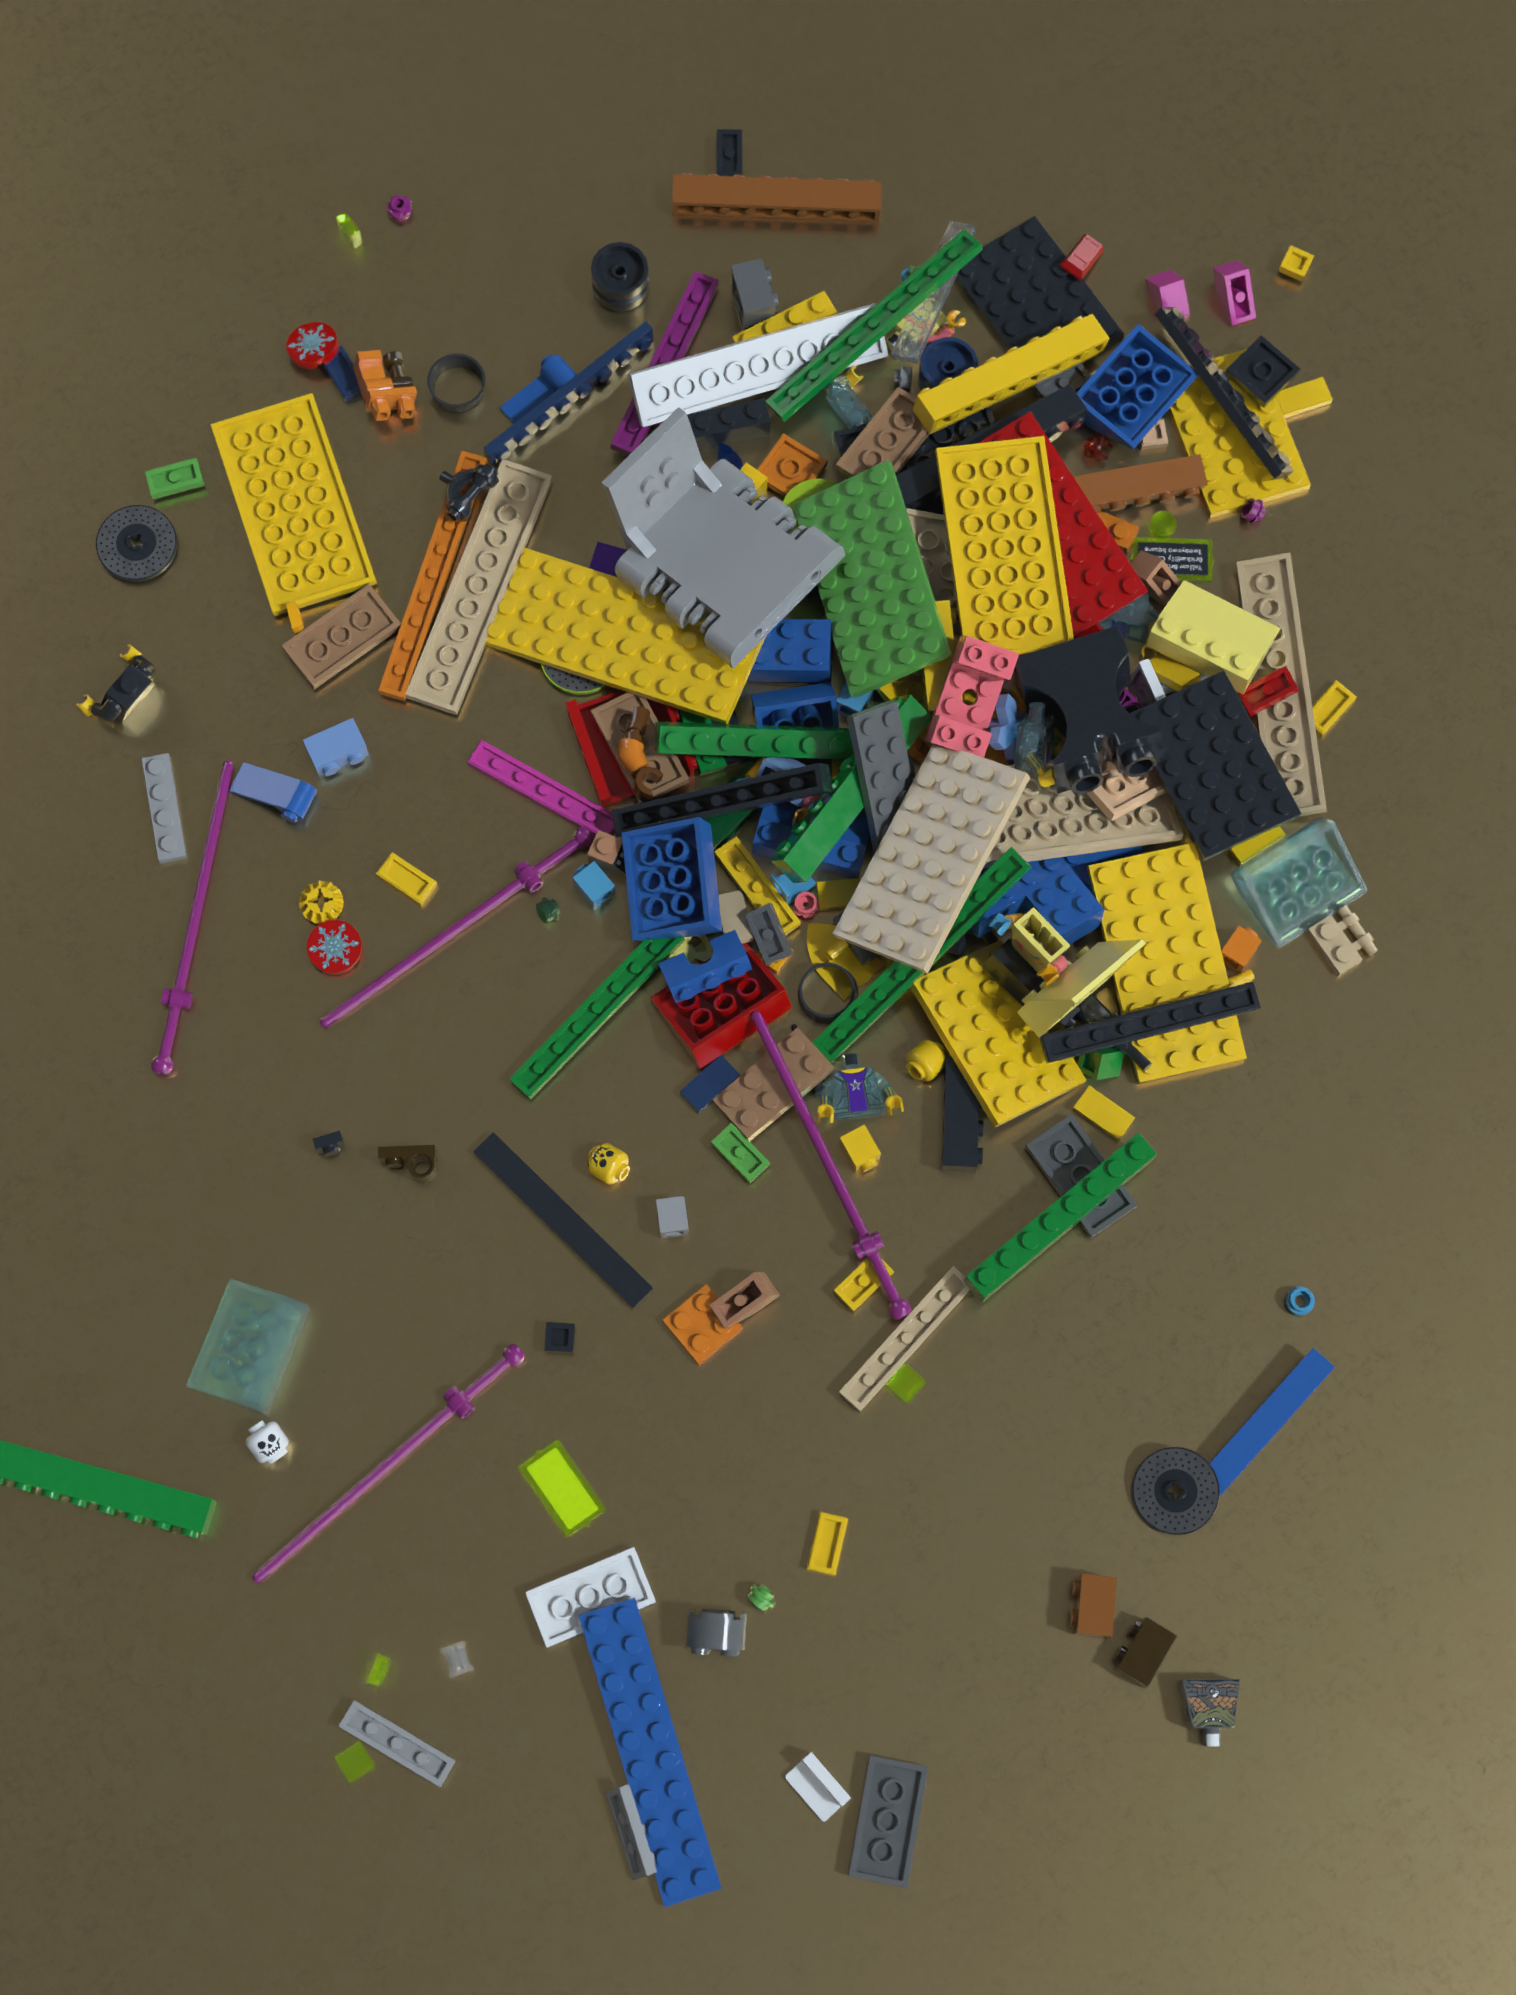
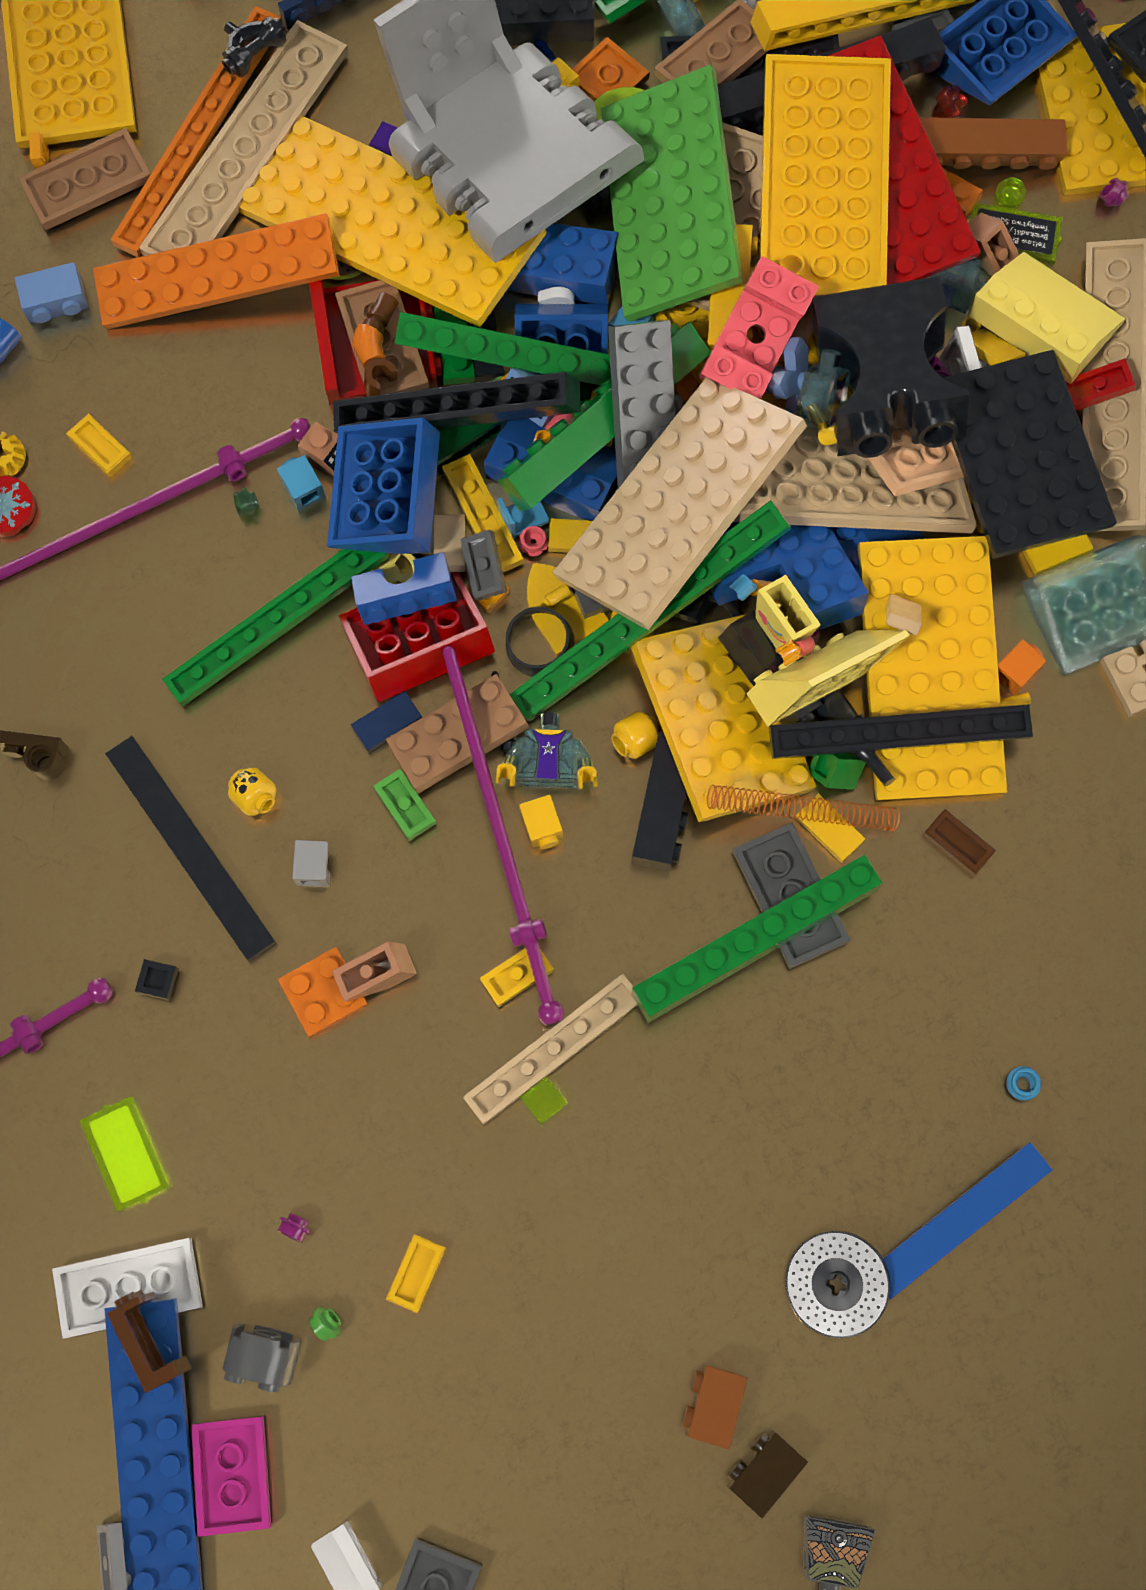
camera: 15 degrees right, 0 degrees up
(480, 706) = (216, 271): none -> orange plate
(540, 789) = (264, 370): dark pink tile -> none
(638, 1658) = (140, 1344): none -> reddish brown panel
(709, 1732) = (231, 1476): none -> dark pink plate
(719, 1523) = (294, 1227): none -> magenta plate
(785, 682) = (556, 295): none -> white tile
(1117, 1100) = (716, 798): none -> orange piece
(1136, 924) = (903, 614): none -> tan tile
(1155, 437) = (1016, 100): light nougat tile -> none
(1214, 1107) = (959, 842): none -> reddish brown tile

